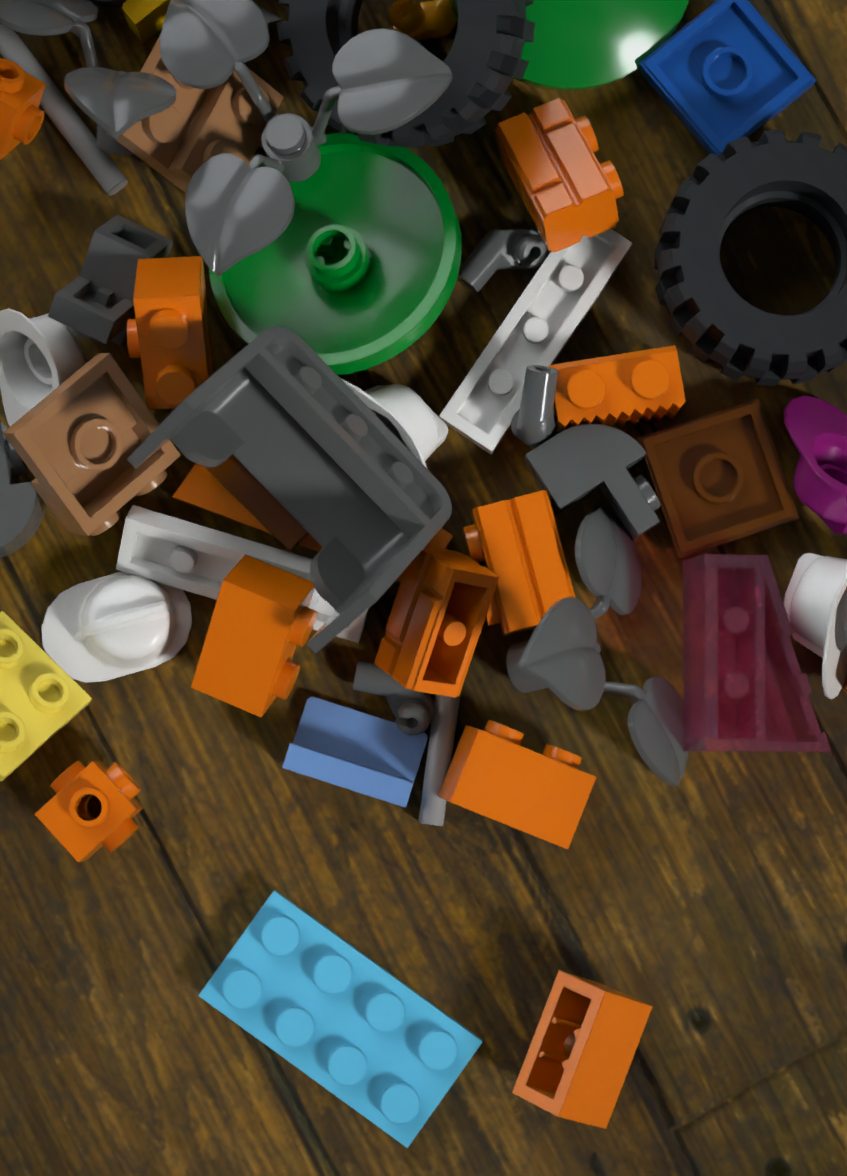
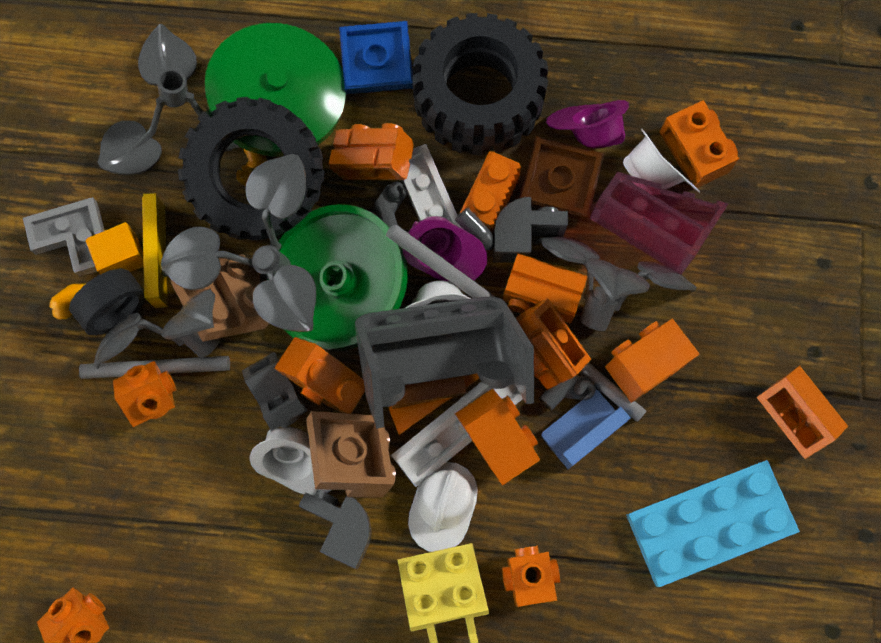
camera: 55 degrees left, 10 degrees down
(445, 398) = (436, 262): none -> light grey bar
(472, 379) = (451, 244): none -> magenta piece

